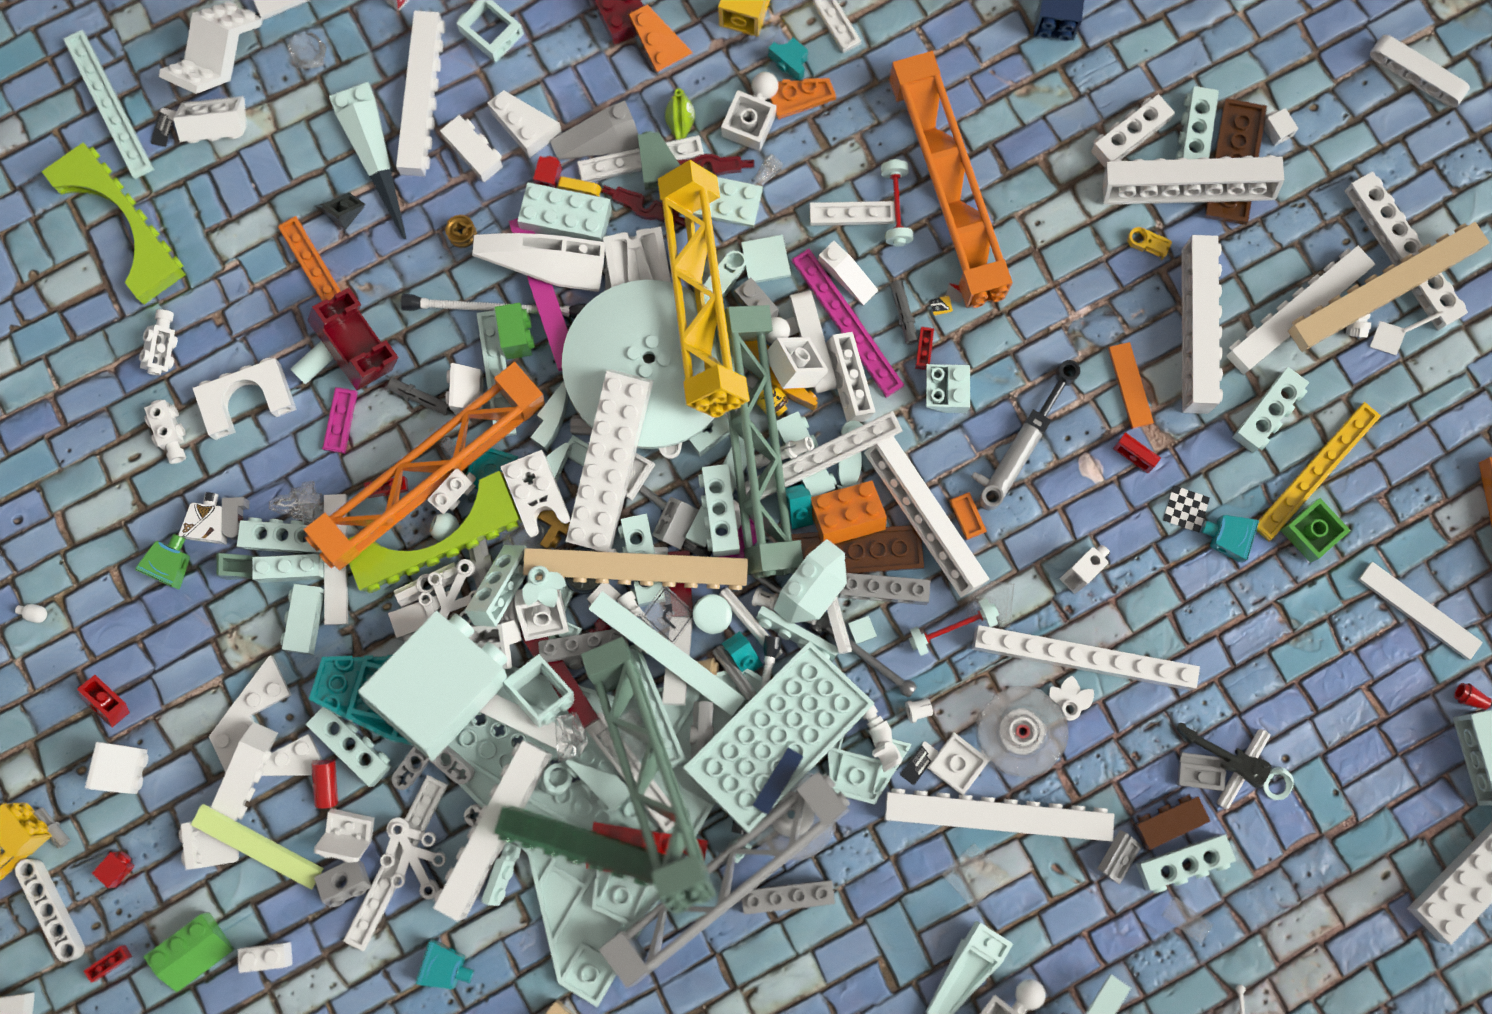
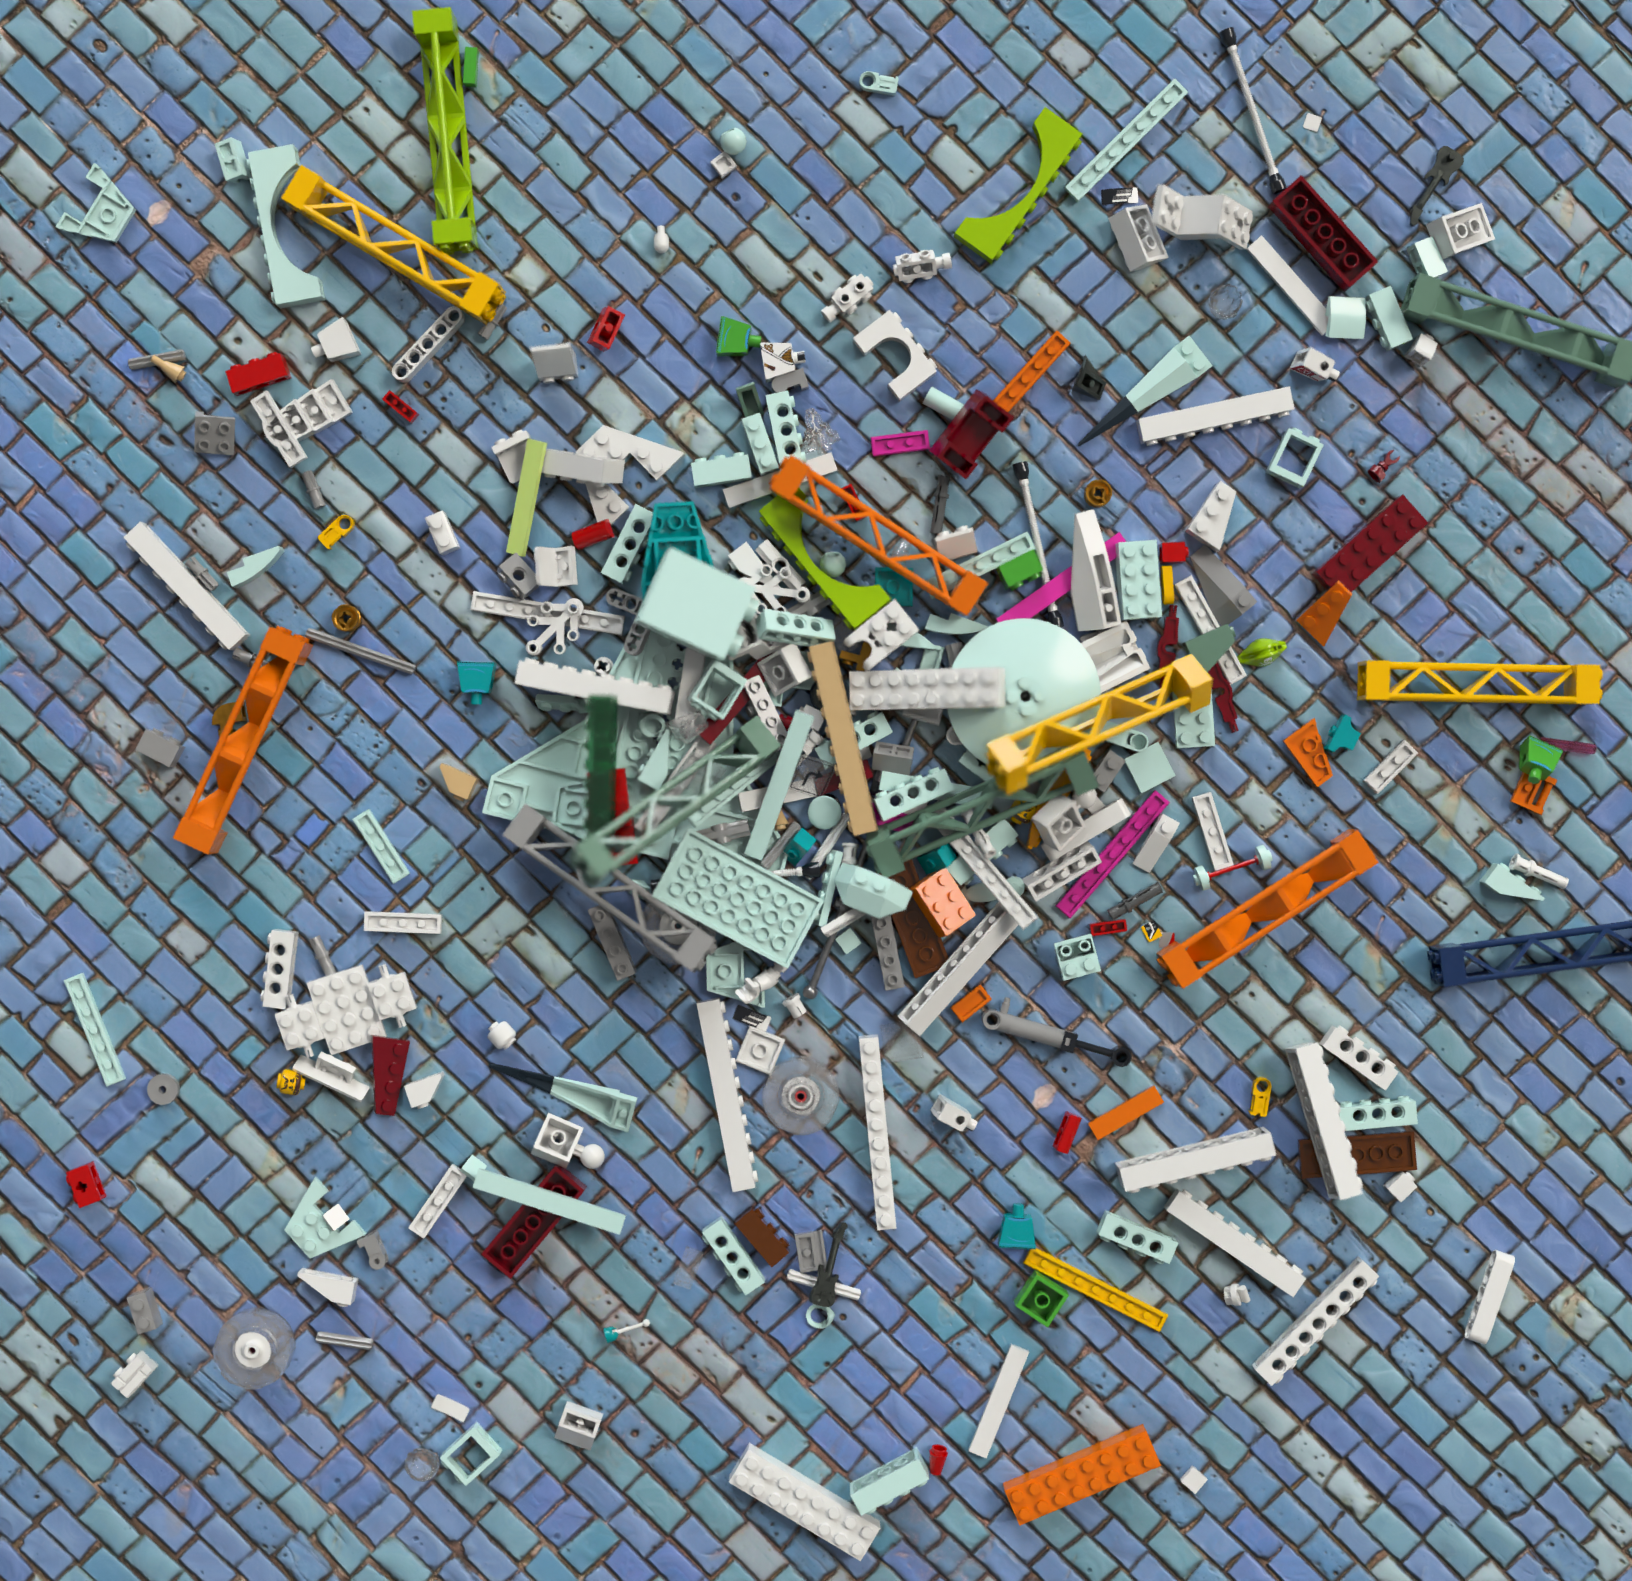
camera: 70 degrees right, 10 degrees up
(113, 869) = (475, 385): red brick -> none
(189, 952) = (428, 470): bright green slope -> none
(449, 492) = (865, 562): white bracket -> none
(472, 148) = (1177, 478): white brick -> none
(543, 590) = (800, 669): light aqua plate -> none
(754, 108) = (1282, 708): white brick -> none
(768, 169) = (1232, 746): clear cone -> none
(778, 781) = (700, 908): dark blue sticker -> none
(973, 875) = (673, 1086): clear tile -> none
(988, 612) = (851, 990): light aqua axle -> none
(1072, 695) = (843, 1129): white plate -> none
(1119, 857) = (722, 1201): light grey plate -> none
(1186, 509) = (1031, 1186): sticker -> none
(1388, 286) = (1269, 1308): tan brick -> none
(1389, 337) = (1232, 1324): white piece -> none

